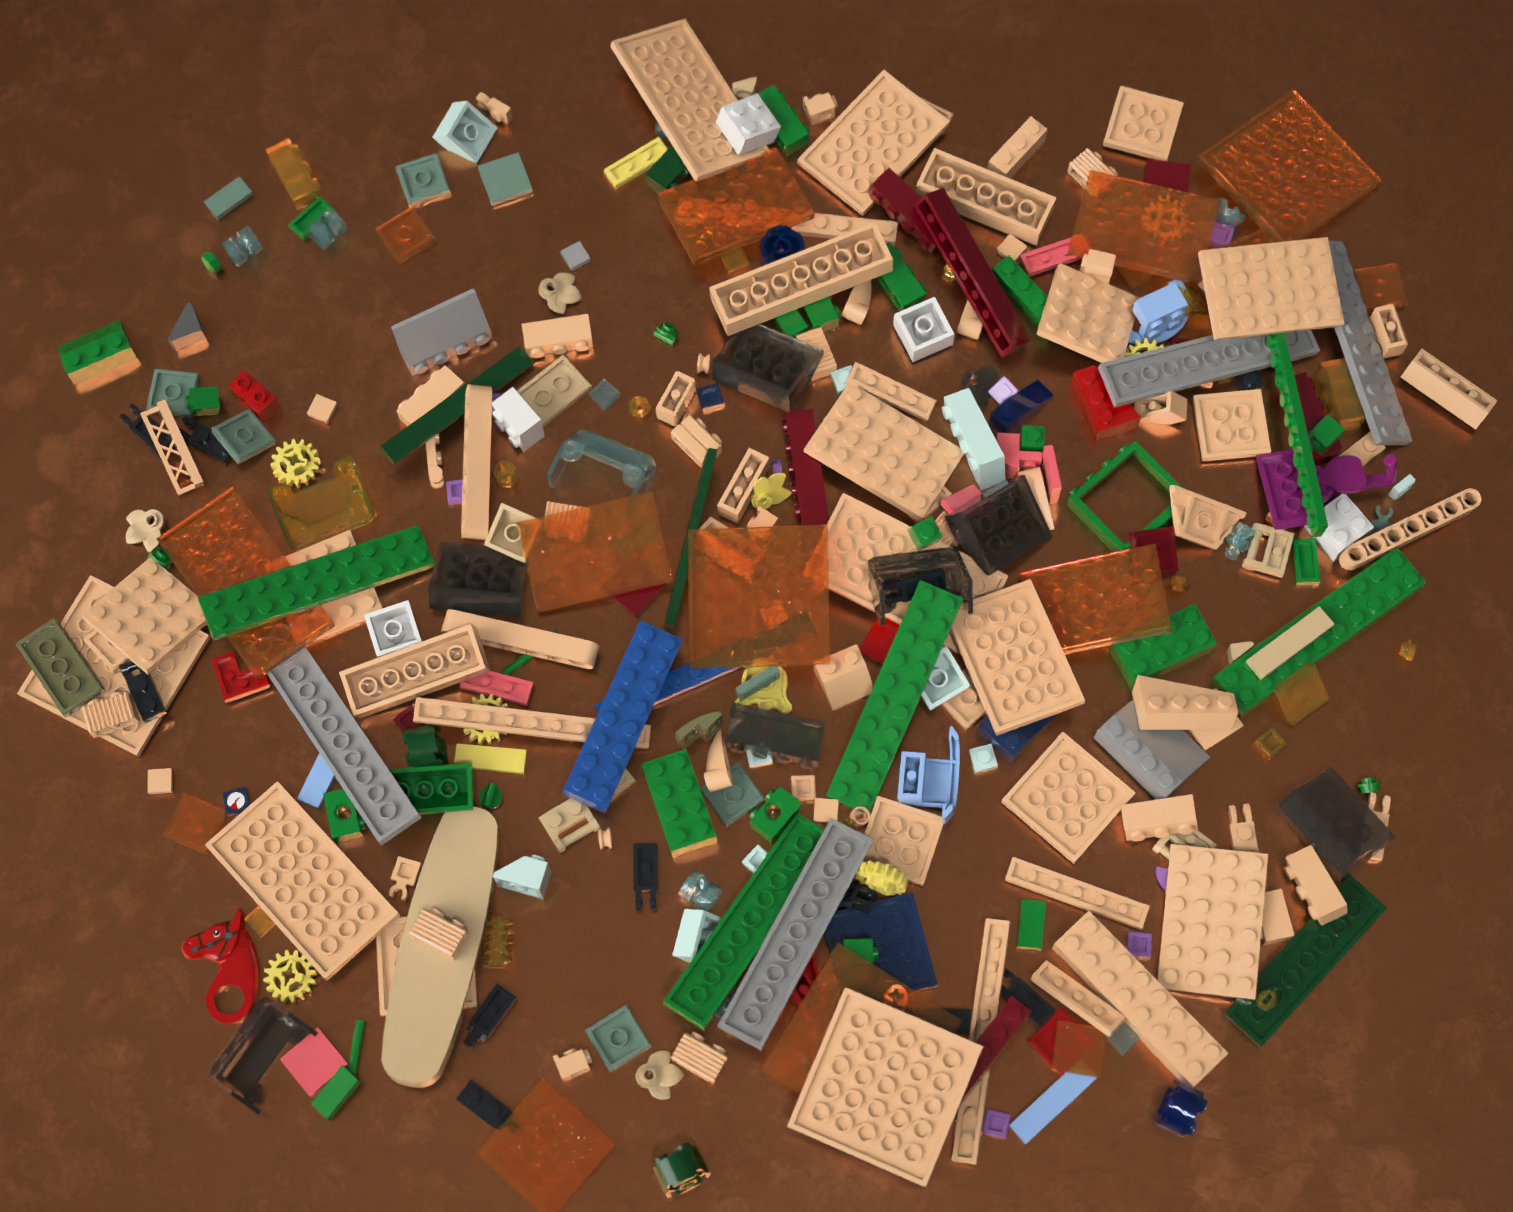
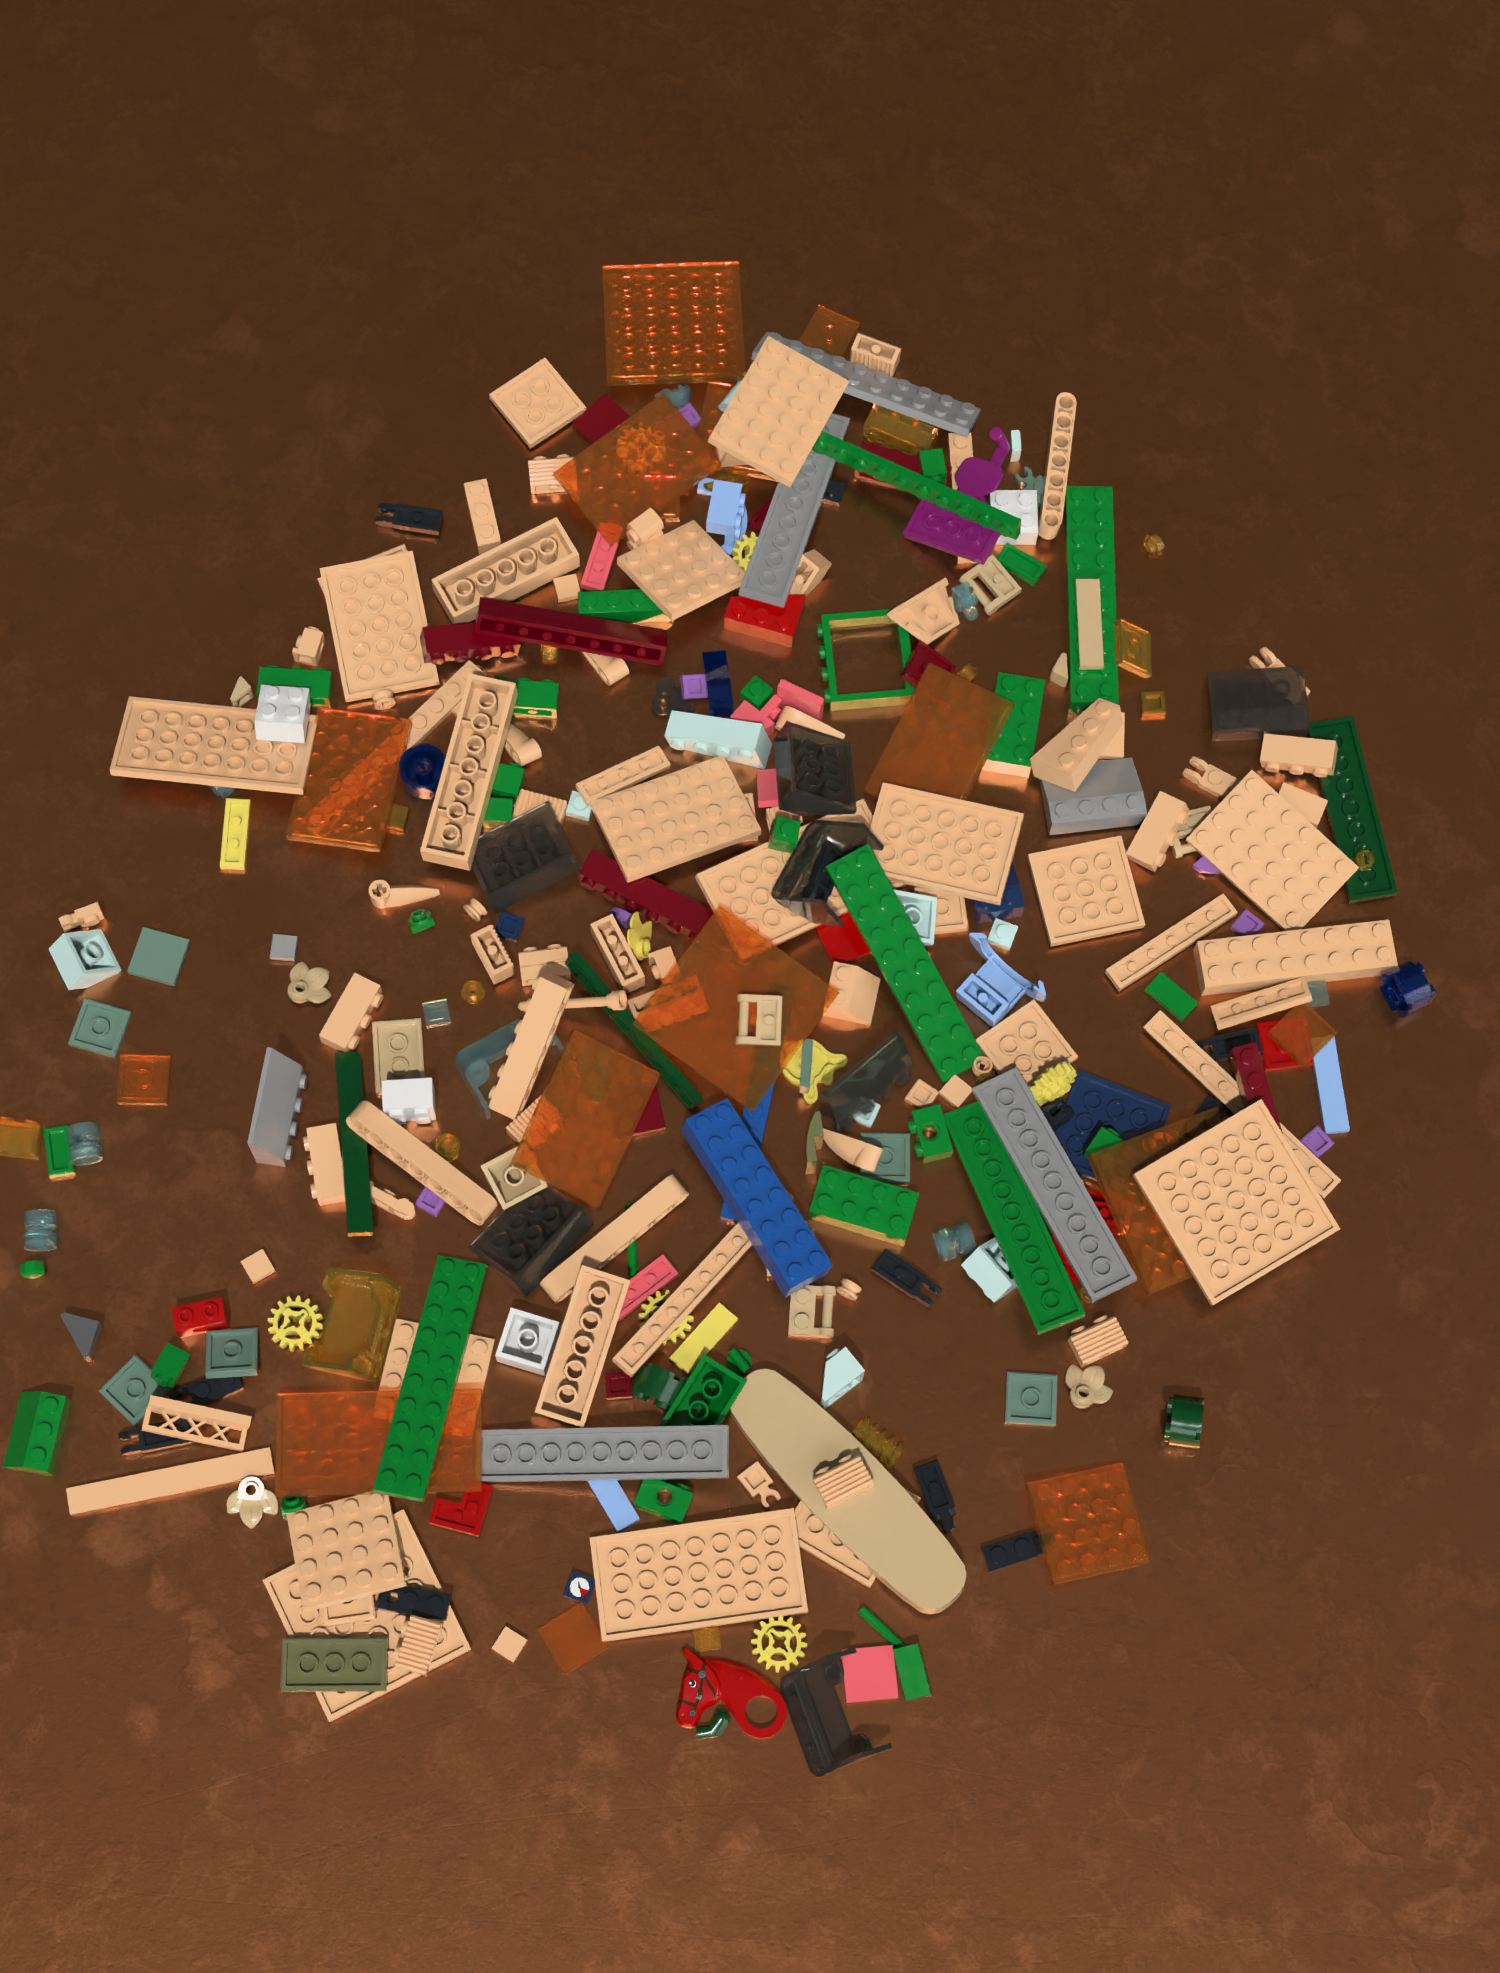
camera: 60 degrees left, 0 degrees up
(122, 462) = (169, 1481): none -> light nougat tile
(196, 975) = (716, 1727): none -> dark green arm
(573, 1063) = (1028, 1450): light nougat brick -> none
(617, 469) = (530, 1045): none -> light nougat brick
(667, 171) = (269, 813): dark green brick -> none
(675, 303) = (399, 894): none -> light nougat piece
(697, 504) = (615, 1000): none -> light nougat piece
(754, 858) = (957, 1178): light aqua tile -> none
(764, 624) = (767, 1020): none -> tan plate
(818, 186) = (383, 699): none -> light nougat bush
(923, 329) = (588, 708): white brick -> none
(977, 104) = (410, 518): none -> black hinge
(1231, 425) = (861, 533): light nougat plate -> none
(1369, 785) = (1243, 655): green plate -> none
(1448, 388) = (960, 348): light nougat brick -> none

